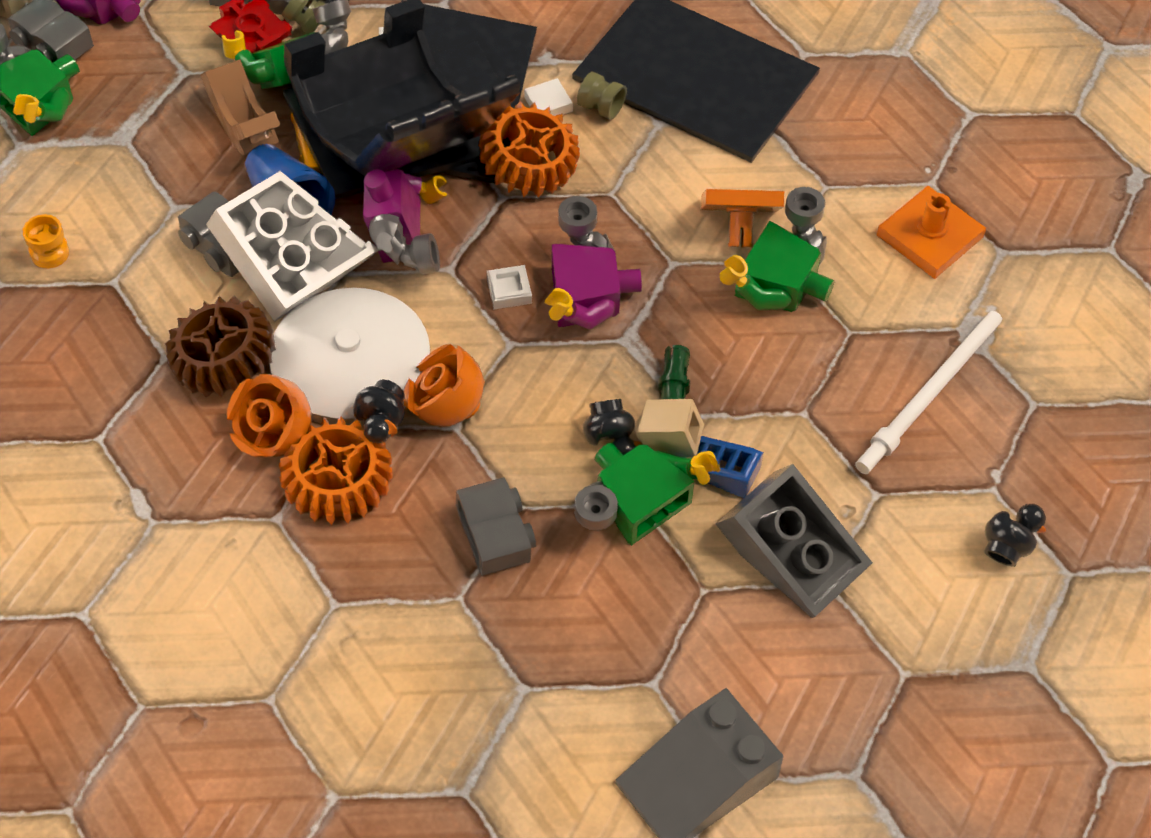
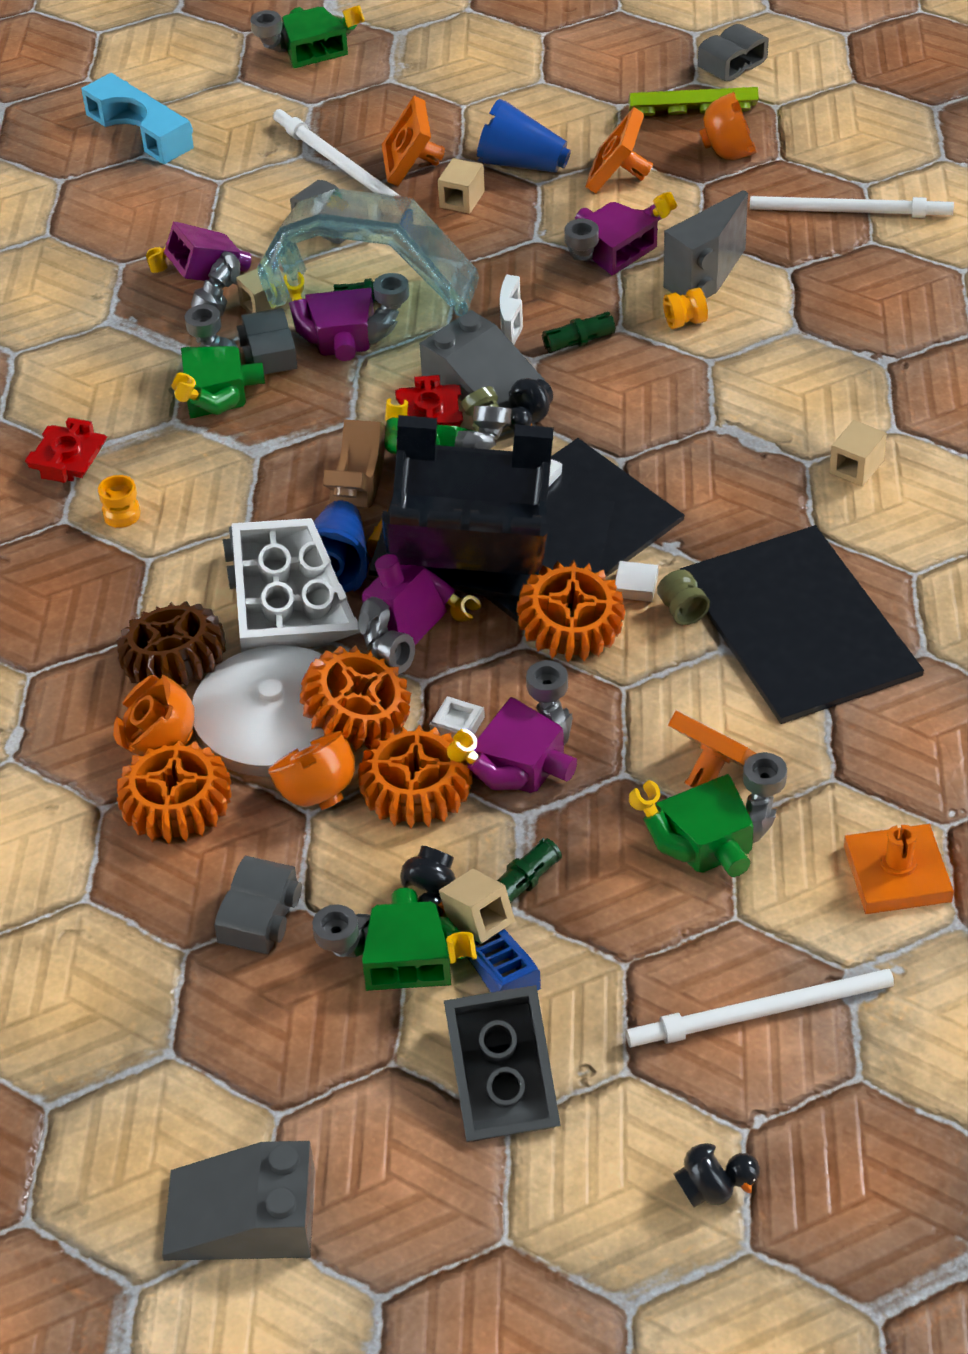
camera: 40 degrees right, 10 degrees down
(381, 410) = (242, 758): black animal -> none
(423, 308) = (358, 689): none -> orange gear
(519, 362) = (413, 777): none -> orange gear

